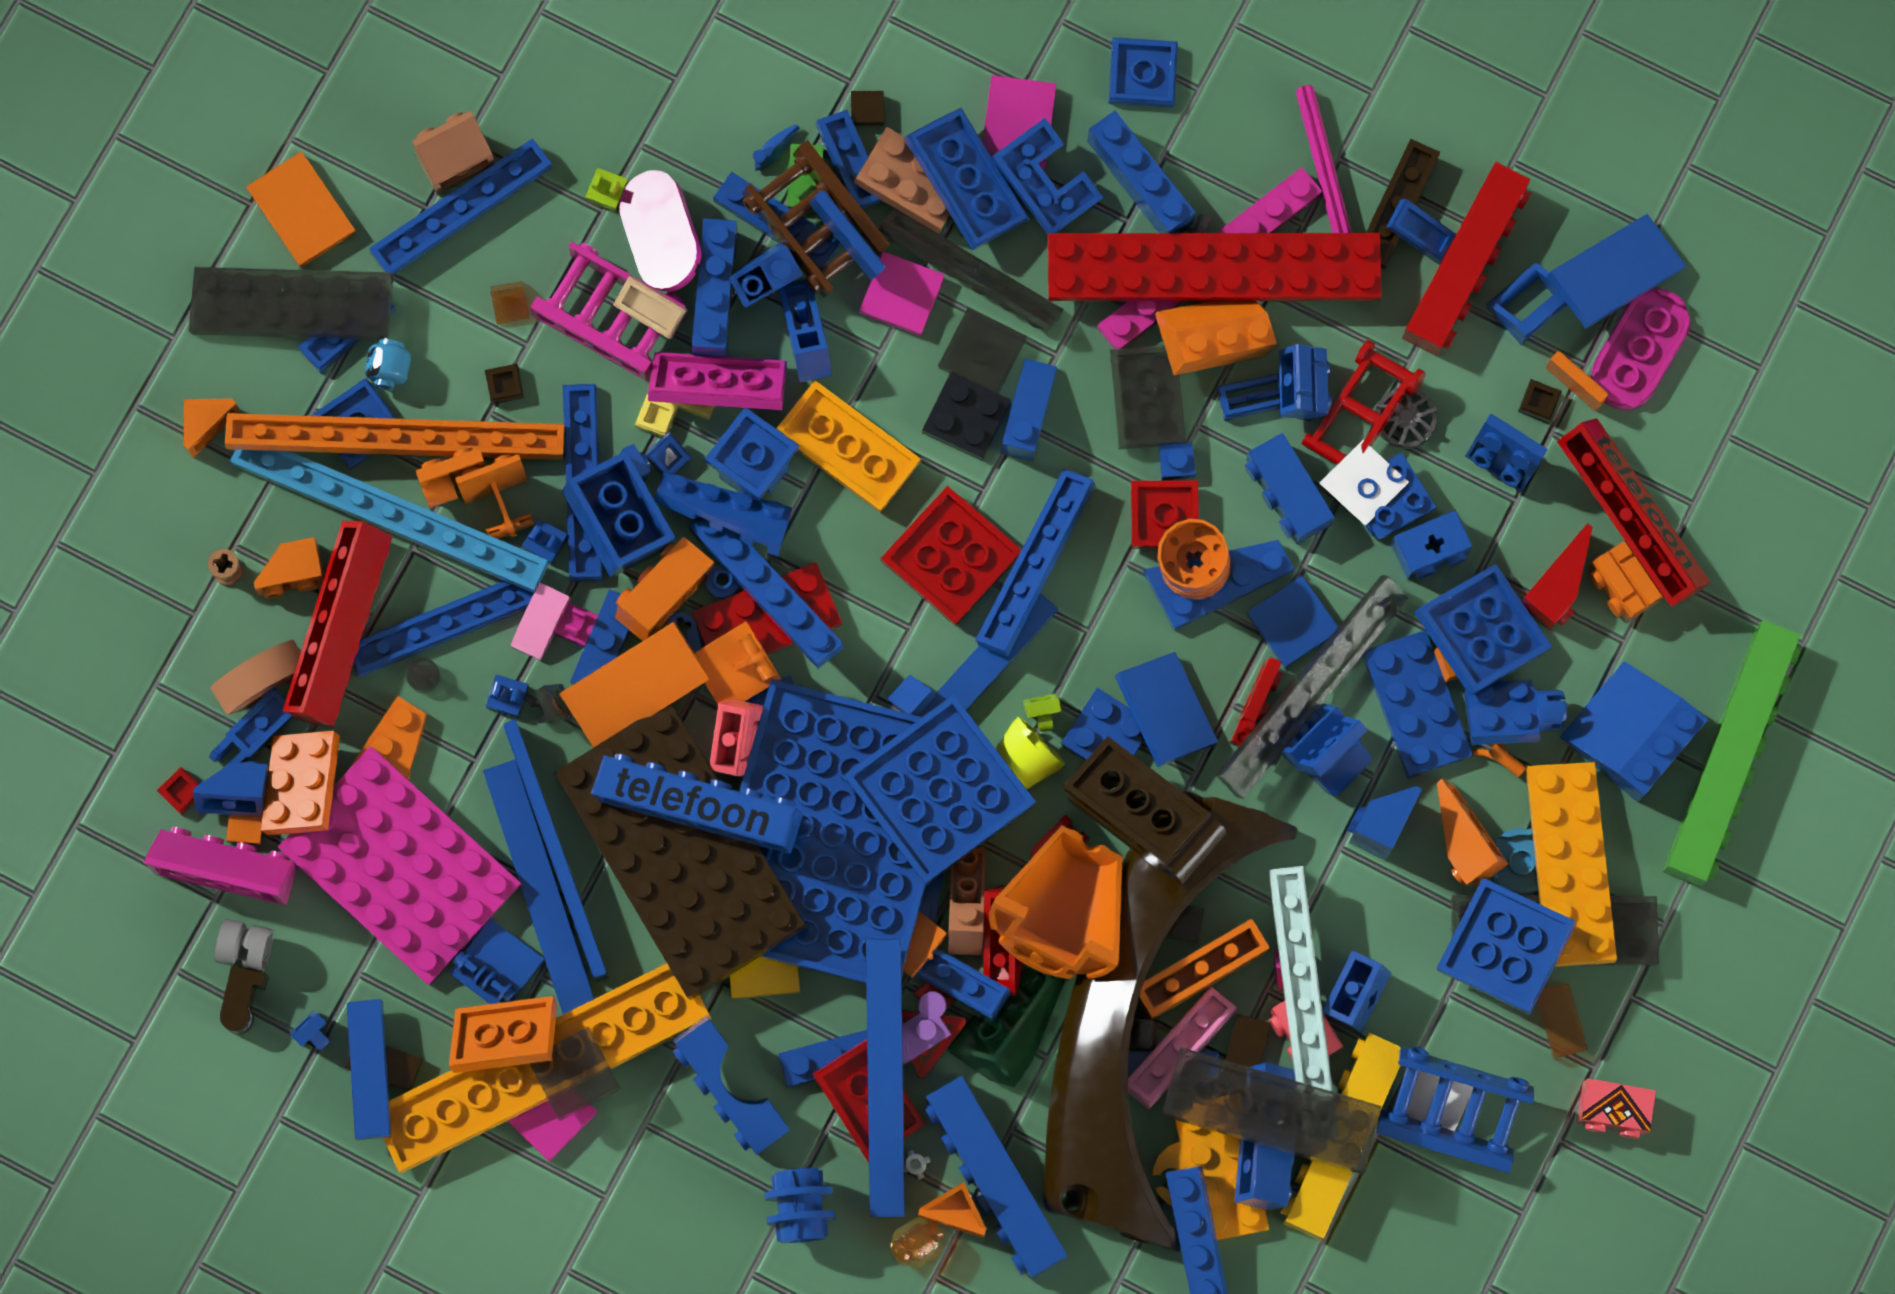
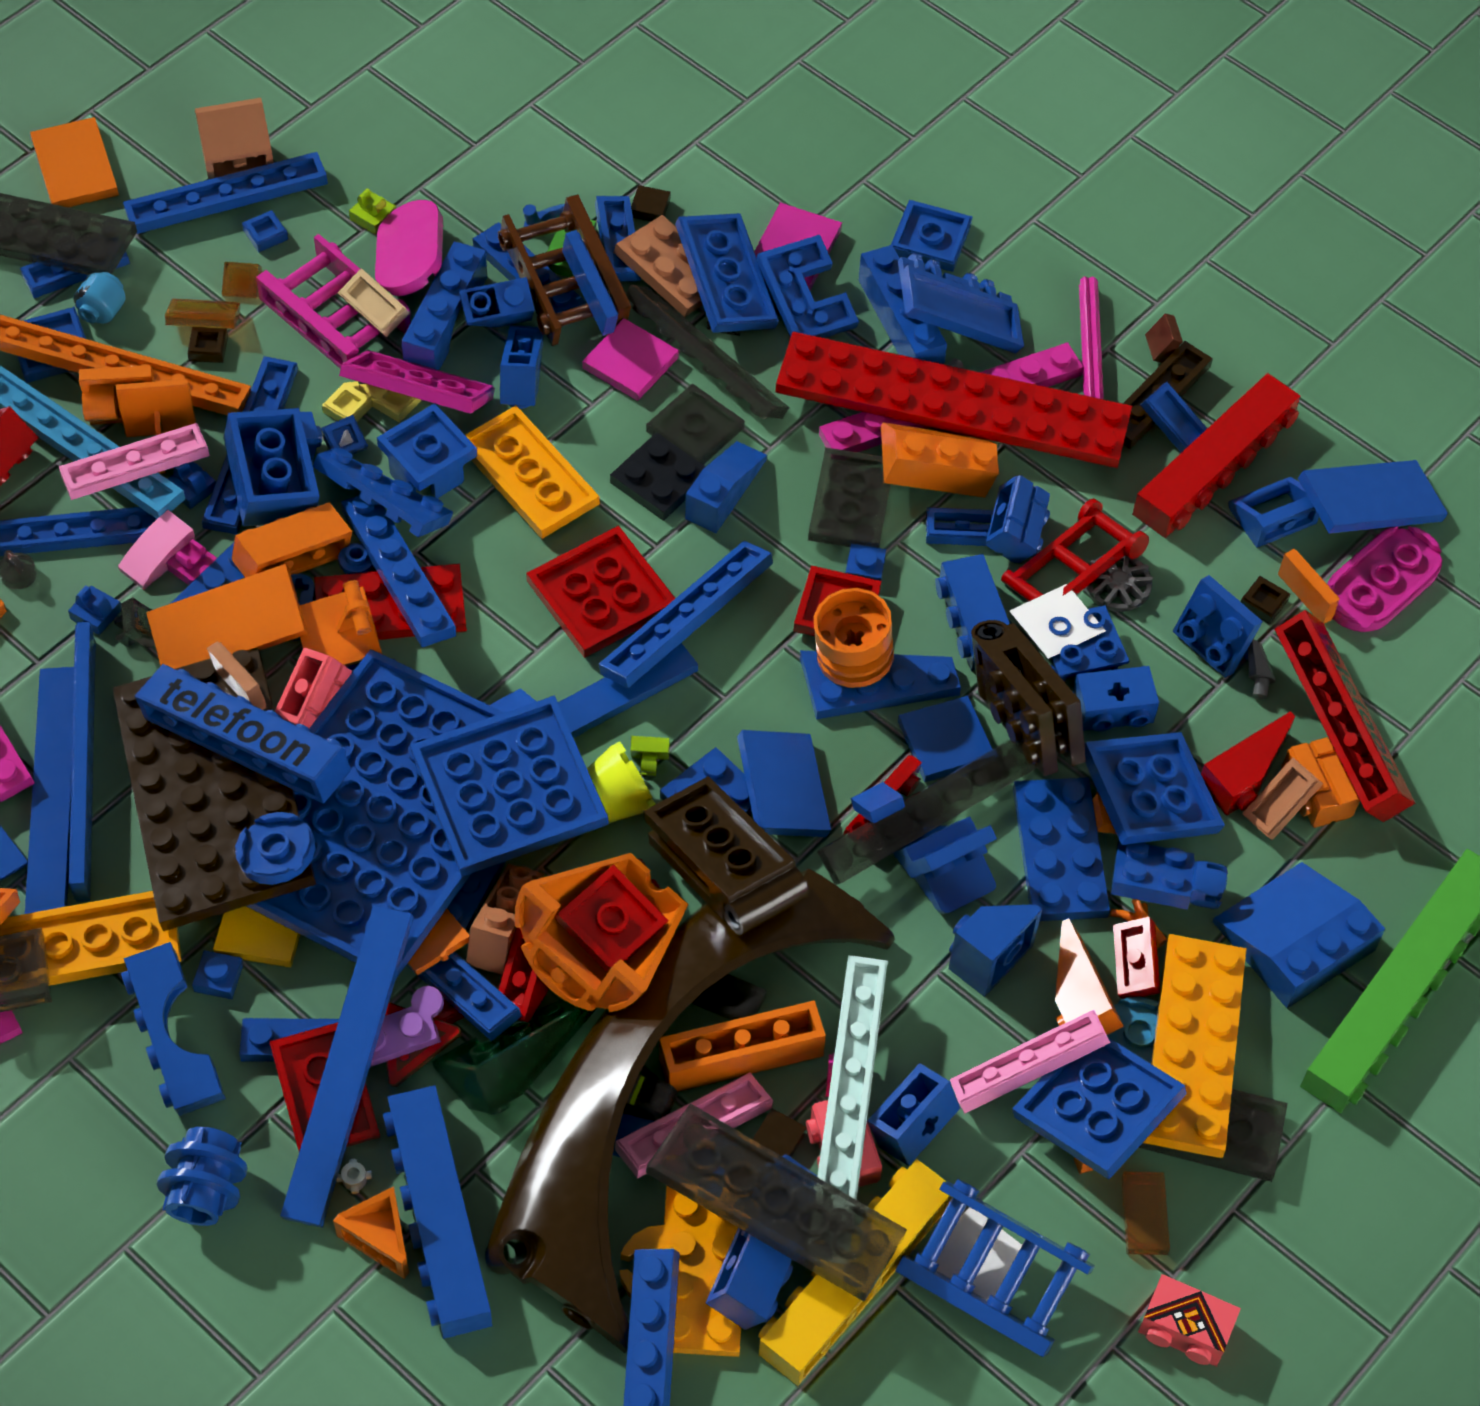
camera: 15 degrees right, 20 degrees down
(489, 353) = (202, 313): none -> clear orange tile
(493, 543) = (134, 461): none -> bright pink tile
(512, 239) = (265, 231): none -> blue tile
(671, 748) = (235, 675): none -> nougat tile
(742, 1017) = (217, 974): none -> blue plate
(765, 909) = (275, 848): none -> blue tile
(917, 1242) = (323, 1257): clear orange head -> none
(1066, 894) = (611, 919): none -> red plate
(1195, 161) = (959, 304): none -> blue hinge
(1256, 717) = (878, 802): none -> blue tile
(1359, 582) = (1027, 696): none -> dark brown hinge
(1390, 139) = (1164, 338): none -> copper tile
(1440, 921) = (1029, 1061): none -> bright pink tile
(1505, 795) = (1136, 958): none -> plate
(1552, 480) = (1259, 670): none -> dark grey bar
(1597, 610) = (1282, 798): none -> nougat tile

